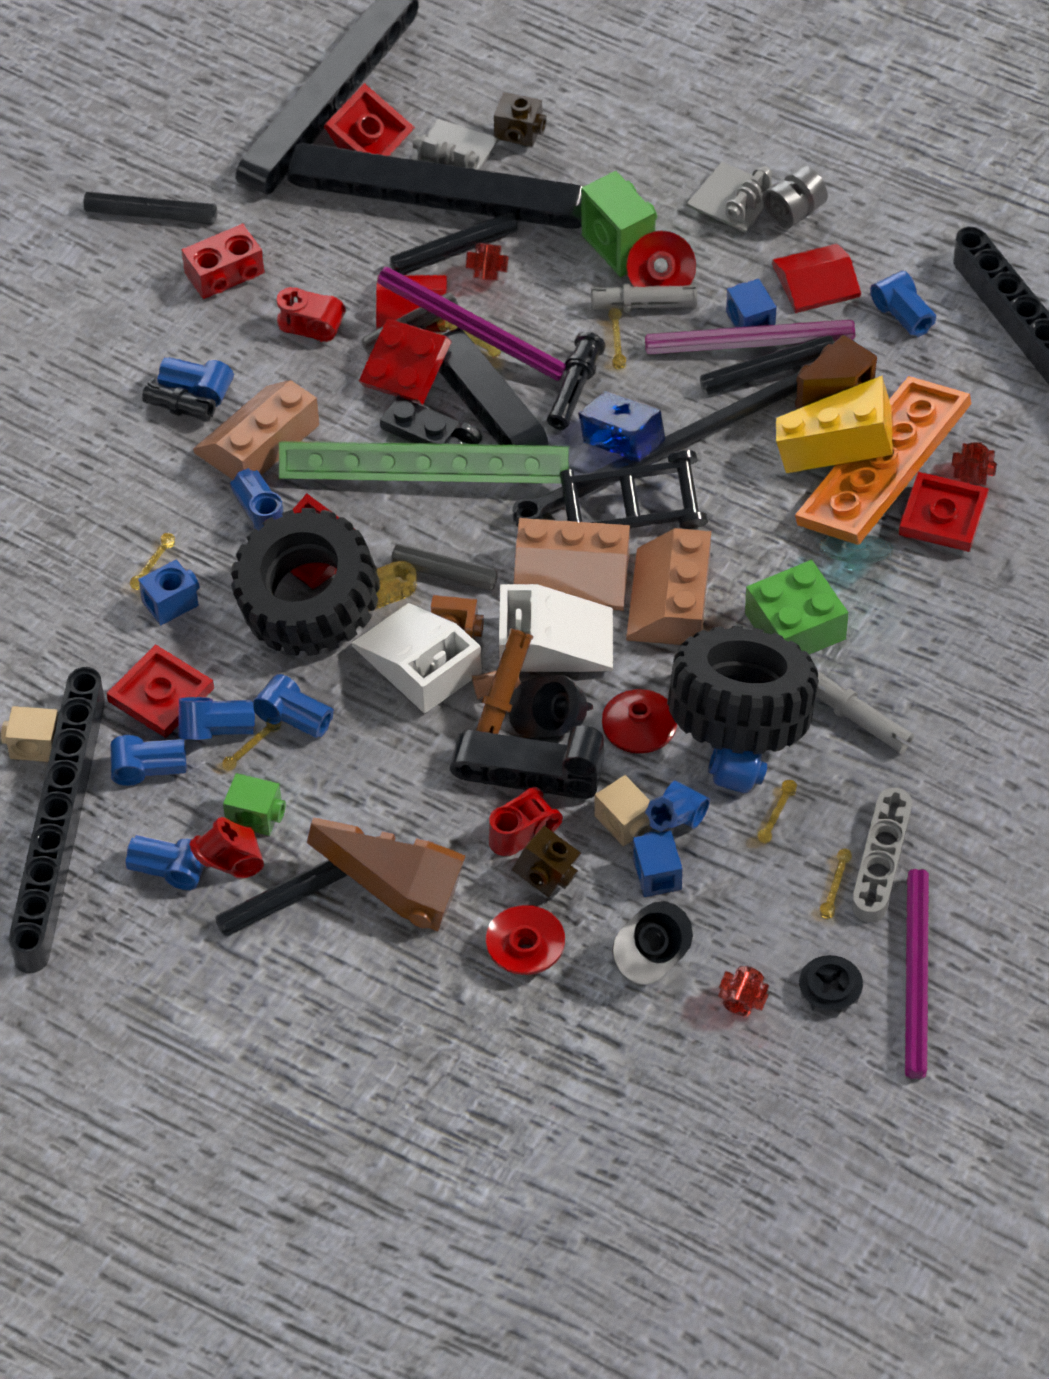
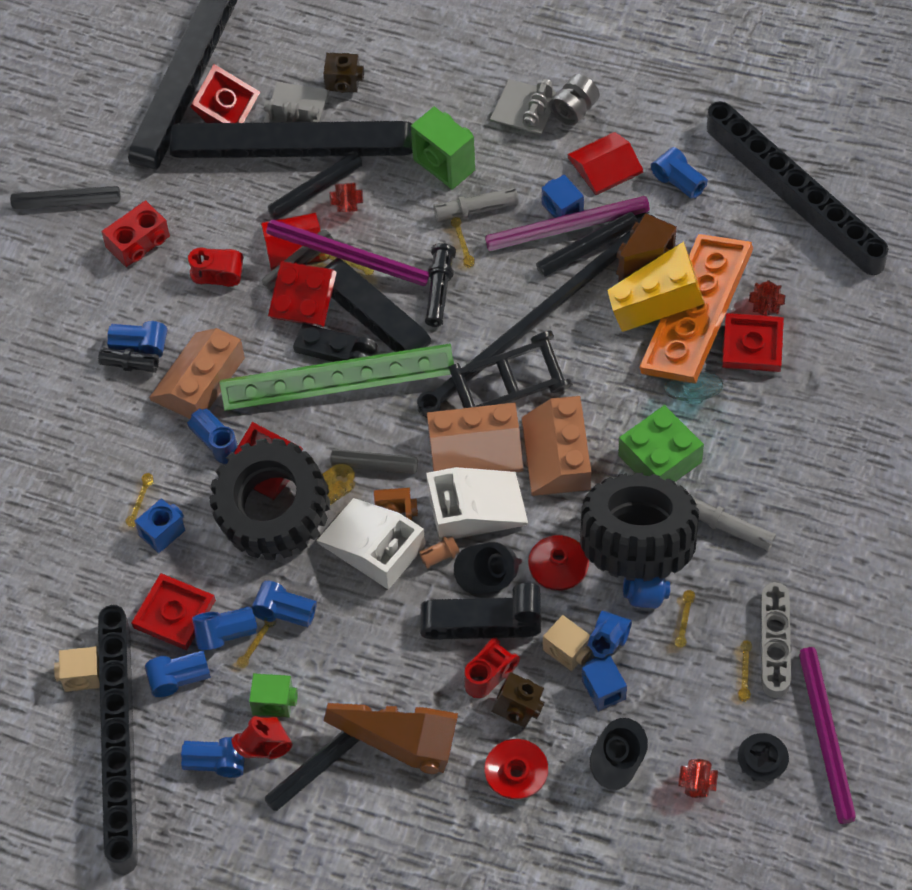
camera: 10 degrees left, 5 degrees up
(504, 682) = (448, 555): dark orange pin -> none
(622, 426) = (487, 318): clear blue brick -> none
(666, 246) = (494, 163): red dish -> none

